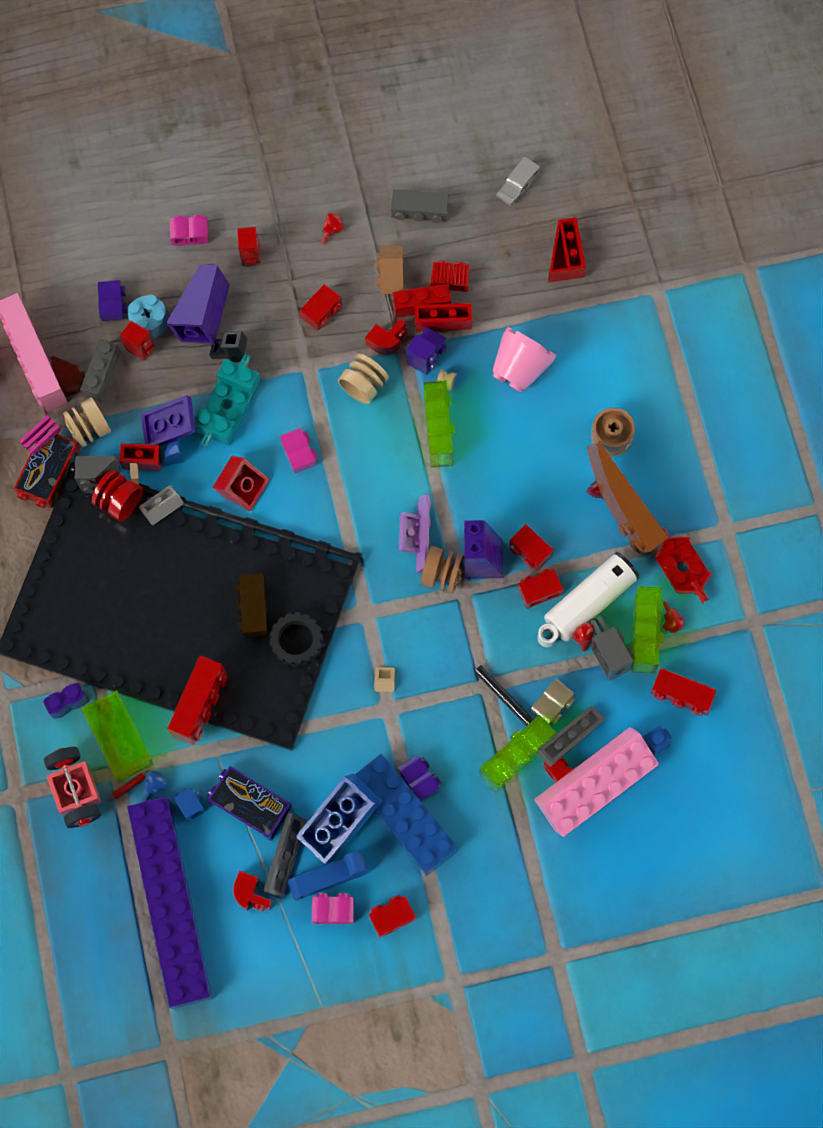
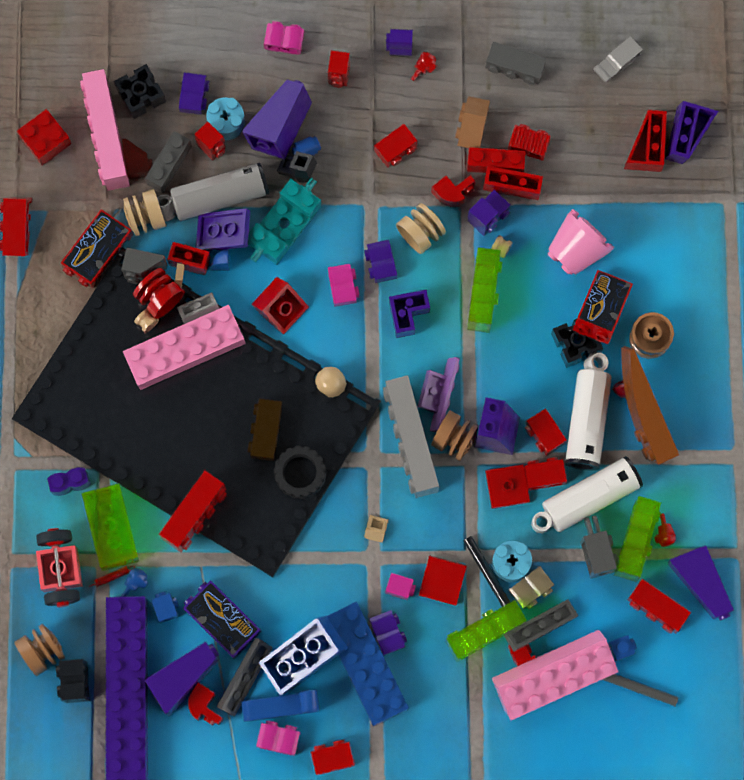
camera: 10 degrees right, 5 degrees up
(38, 432) = (92, 210): dark pink tile -> none
(58, 309) = (144, 81): none -> black brick
(70, 874) = (39, 650): none -> medium nougat wheel
(110, 526) = (146, 321): none -> tan wheel
(112, 898) = (74, 681): none -> black brick
(152, 389) = (214, 193): none -> light grey piece
(154, 543) = (184, 347): none -> bright pink brick
(218, 870) = (180, 677): none -> dark purple slope
(234, 324) = (307, 145): none -> blue brick
(302, 208) = (399, 42): none -> dark purple brick
(307, 544) = (330, 381): none -> tan hair
(331, 419) = (381, 261): none -> dark purple brick
(365, 457) = (403, 309): none -> dark purple brick
(400, 581) = (411, 436): none -> light grey brick
(421, 730) = (400, 586): none -> dark pink brick
(462, 714) = (442, 580): none -> red slope
(505, 609) = (507, 486): none -> red plate
(521, 689) = (519, 553): none -> medium azure brick
(542, 441) = (572, 352): none -> black brick
(558, 414) = (602, 307): none -> panel
(570, 521) = (589, 415): none -> white piece
(584, 635) = (576, 530): red piece -> none
(600, 232) = (687, 130): none -> dark purple wedge
(680, 550) = (688, 467): red plate -> none
(686, 777) = (642, 689): none -> dark grey piece
(721, 657) = (703, 581): none -> dark purple slope

